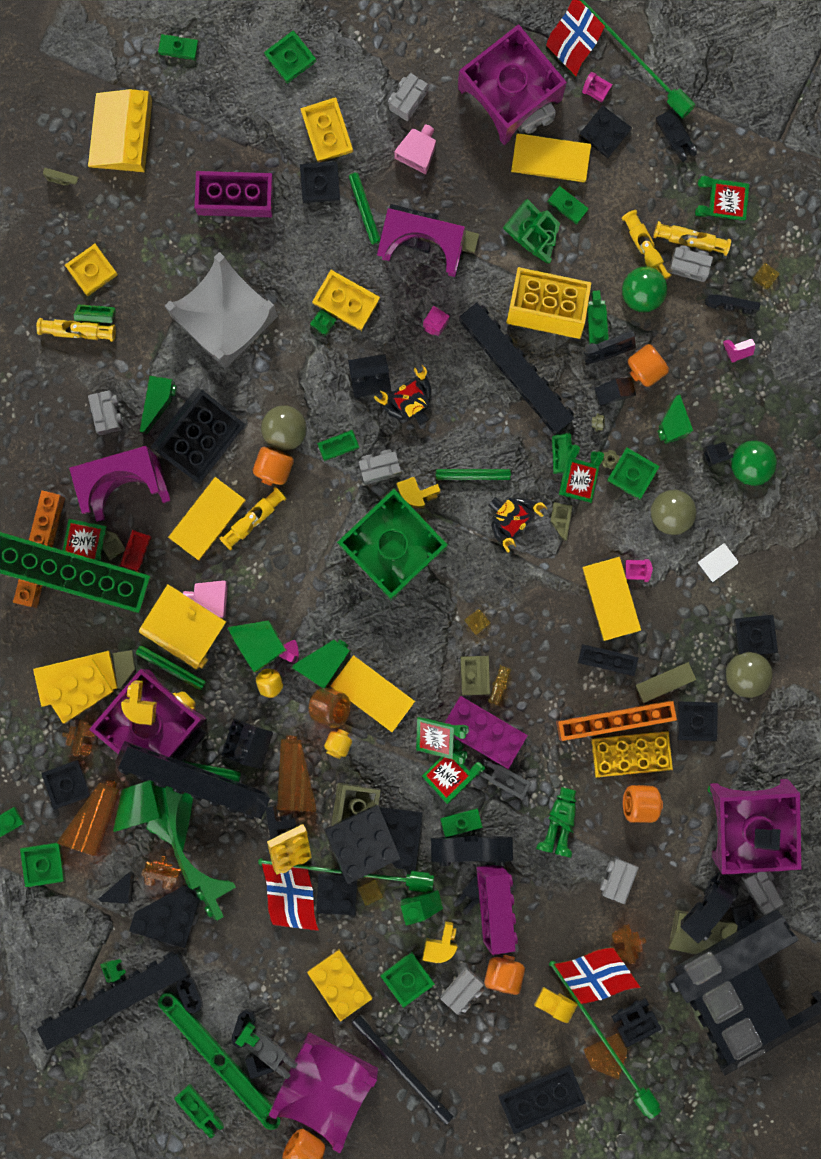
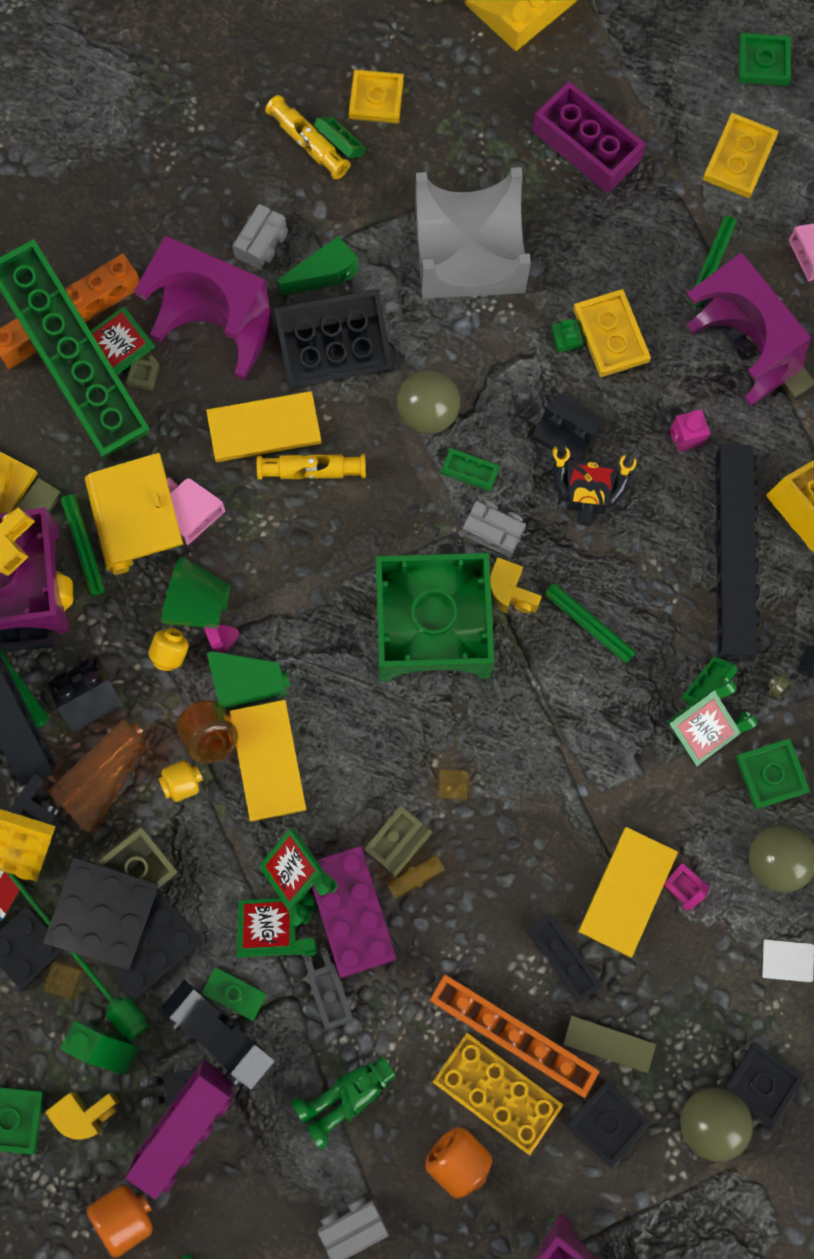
camera: 40 degrees right, 10 degrees down
(135, 551) = (160, 396): red plate -> none
(272, 466) = (381, 430): orange head -> none
(320, 182) = (688, 198): black plate -> none
(462, 991) = (56, 1193): light grey brick -> none
(512, 518) = (593, 705): torso -> none
(561, 518) = (646, 754): olive tile -> none
(610, 464) = (751, 736): olive plate -> none

